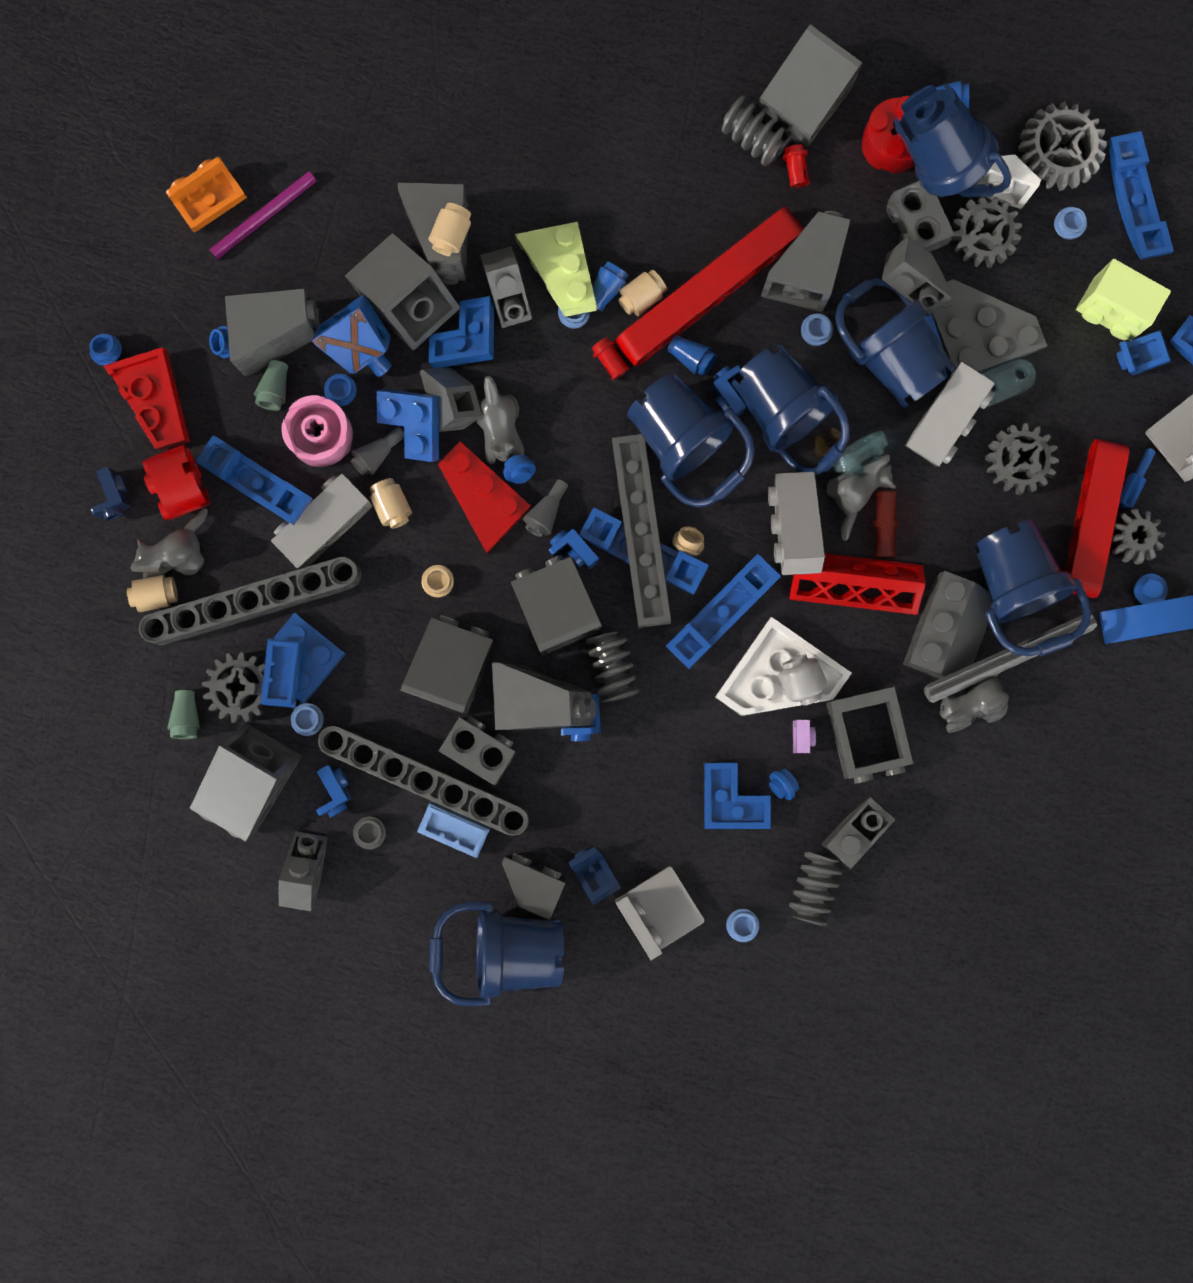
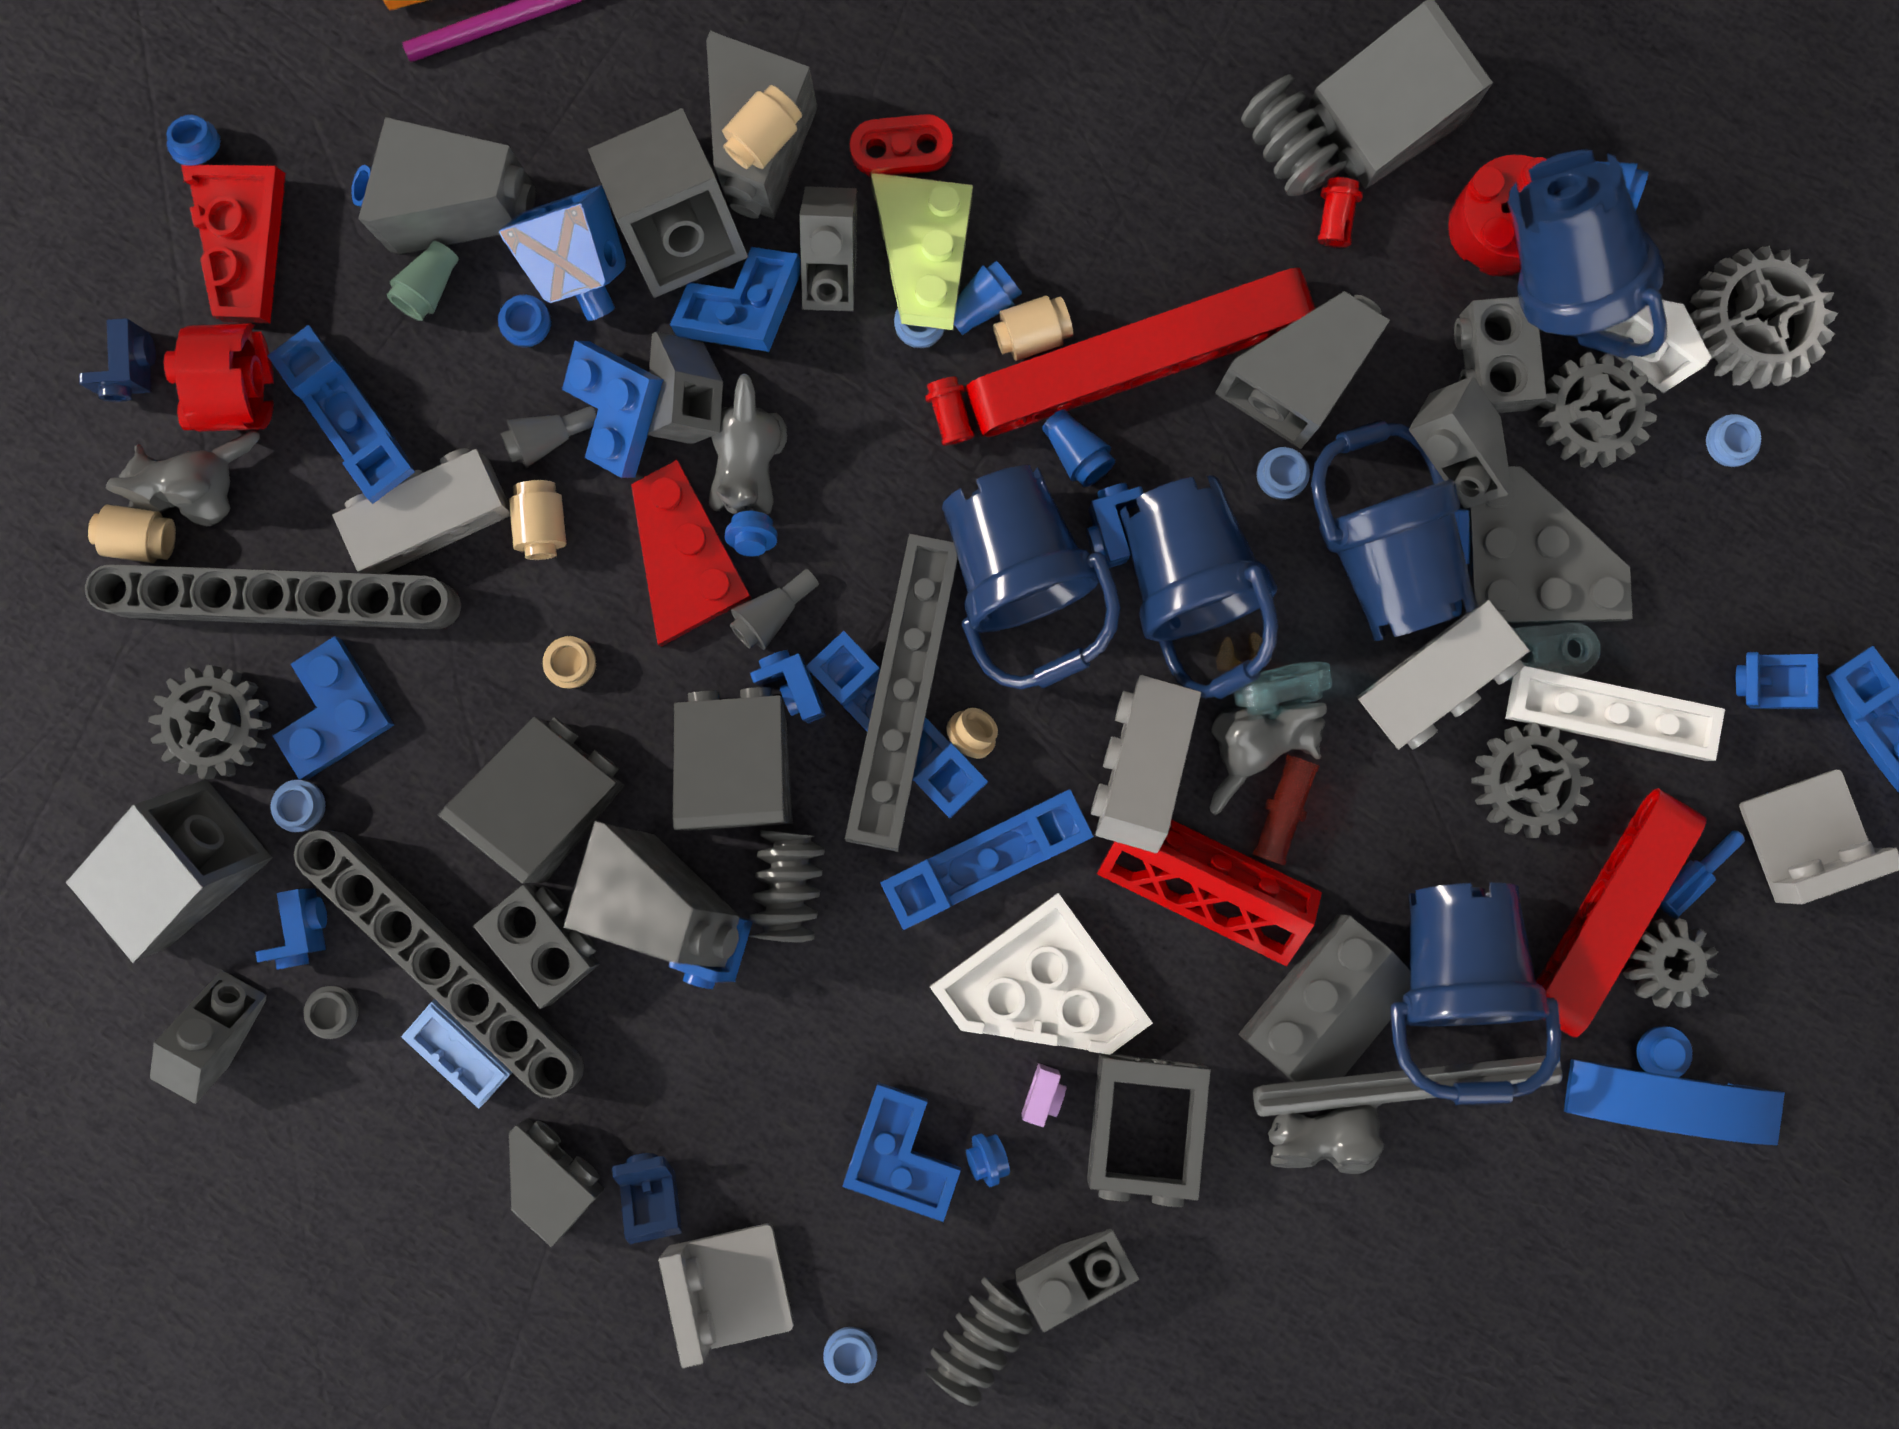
camera: 25 degrees right, 0 degrees up
(184, 716) = (113, 737): sand green cone -> none
(281, 673) = (276, 724): blue plate -> none
(300, 426) = (443, 352): bright pink brick -> none
(508, 956) = (473, 1281): dark blue piece -> none
(525, 210) = (901, 140): none -> red plate
(803, 679) = (1071, 1010): light grey head -> none
(1056, 404) = (1615, 713): none -> white plate
(1122, 300) = (1775, 589): yellowish green brick -> none
(1135, 196) = (1849, 434): blue slope -> none

